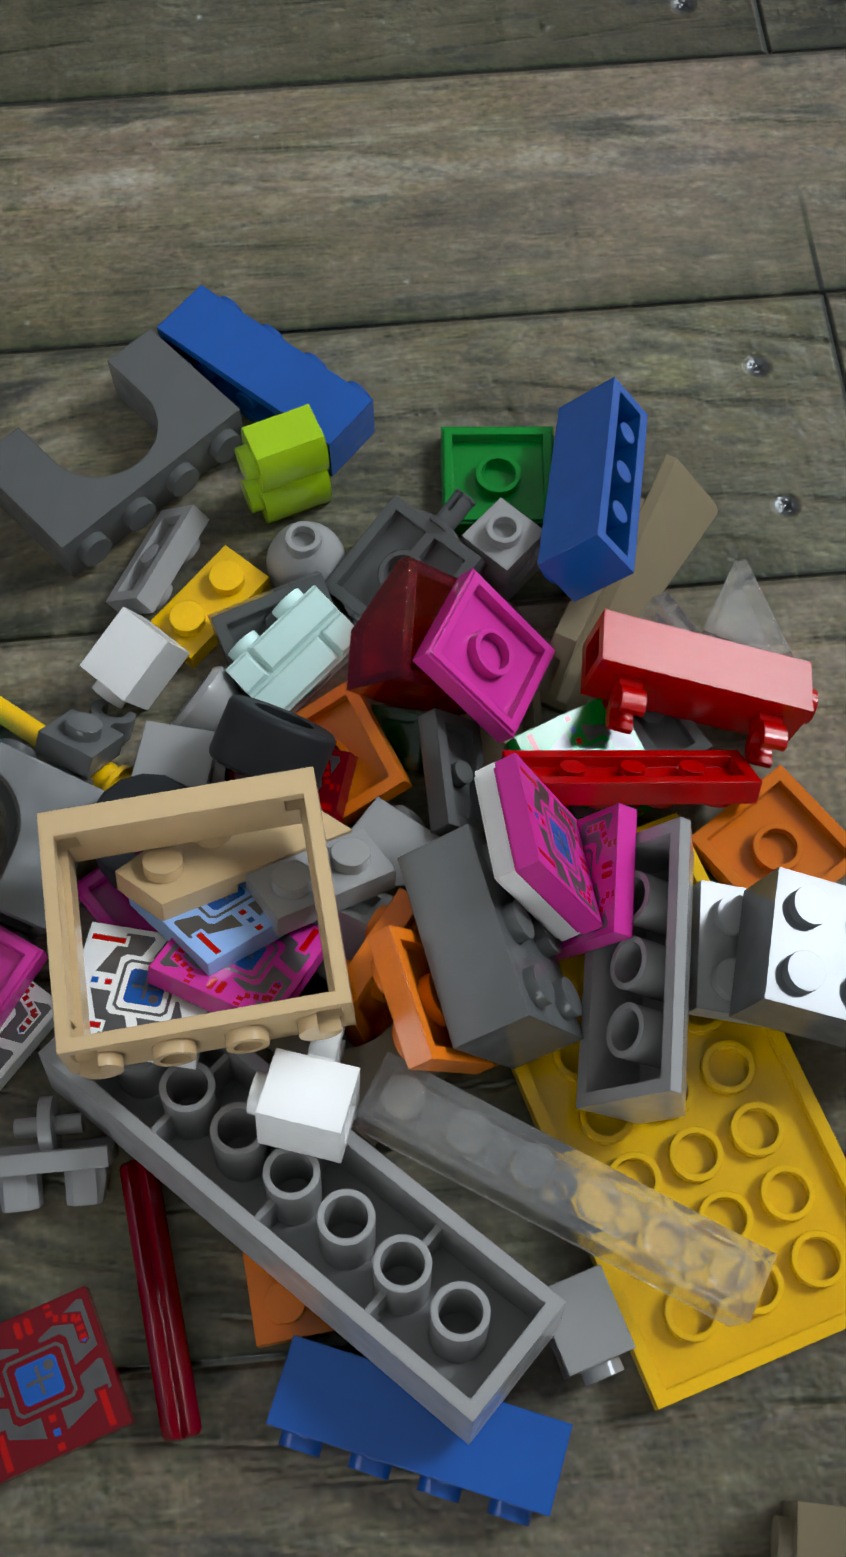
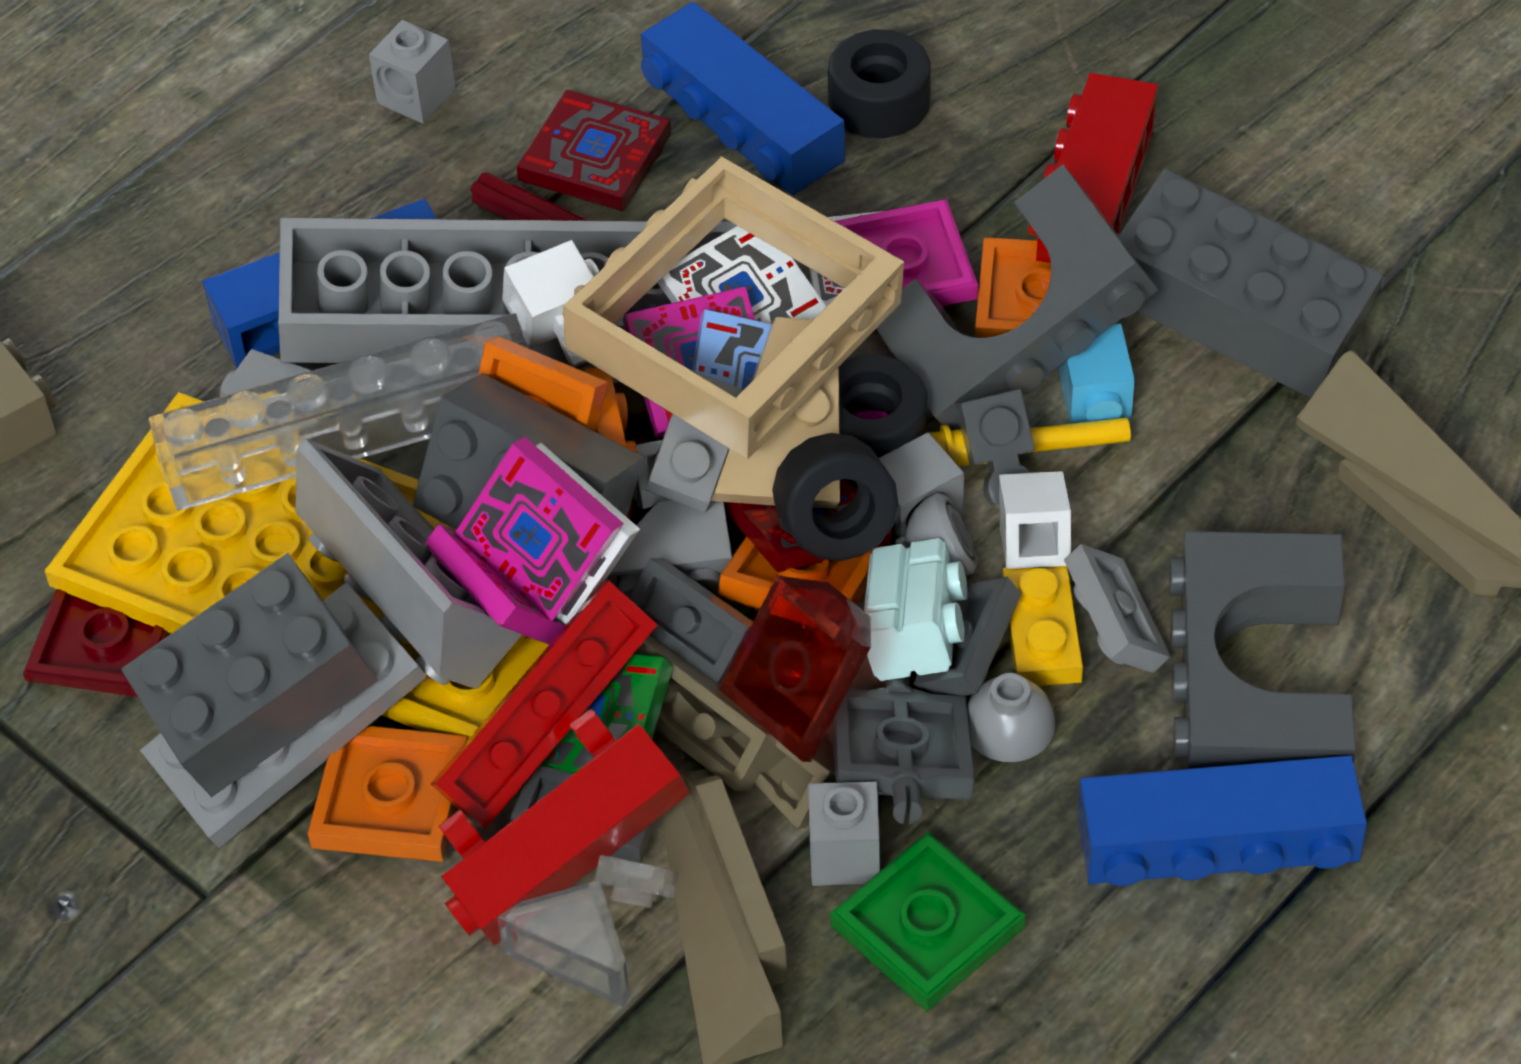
camera: 140 degrees right, 15 degrees down
(284, 464) = (1092, 725): lime brick -> none
(484, 655) = (746, 684): dark pink tile -> none
(594, 491) = (806, 909): blue brick -> none

